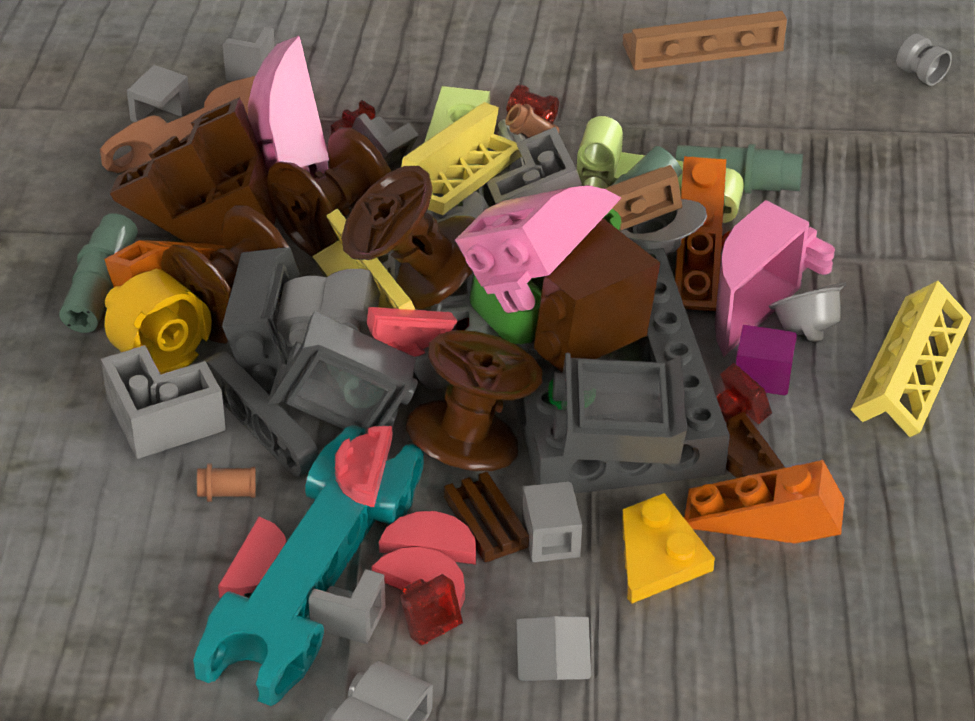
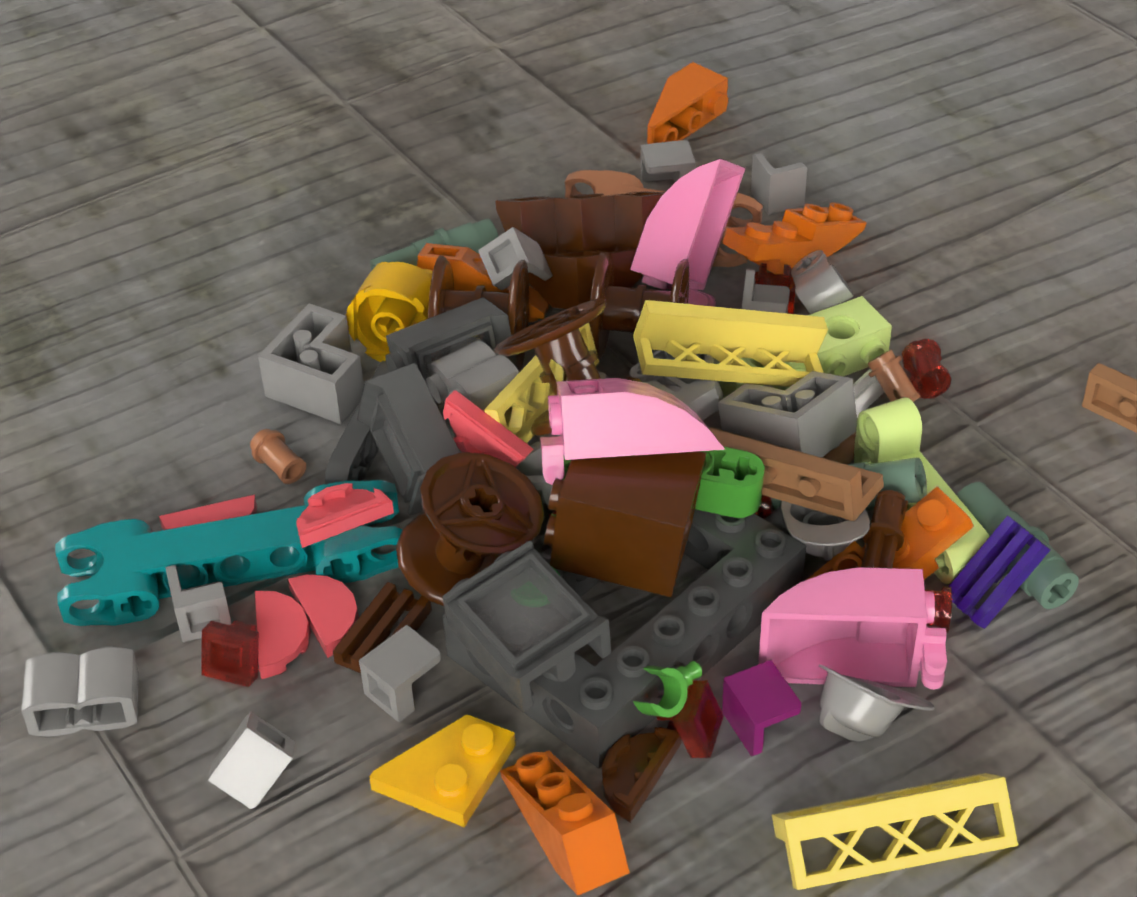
camera: 55 degrees right, 0 degrees up
(93, 48) = (687, 103): none -> orange slope
(197, 221) = (506, 251): none -> light grey panel
(329, 78) = (796, 235): none -> orange slope
(402, 97) = (819, 283): none -> light grey piece
(718, 220) = (885, 530): none -> reddish brown axle
(727, 383) = (675, 689): none -> bright green piece
(763, 151) = (990, 565): none -> dark purple tile

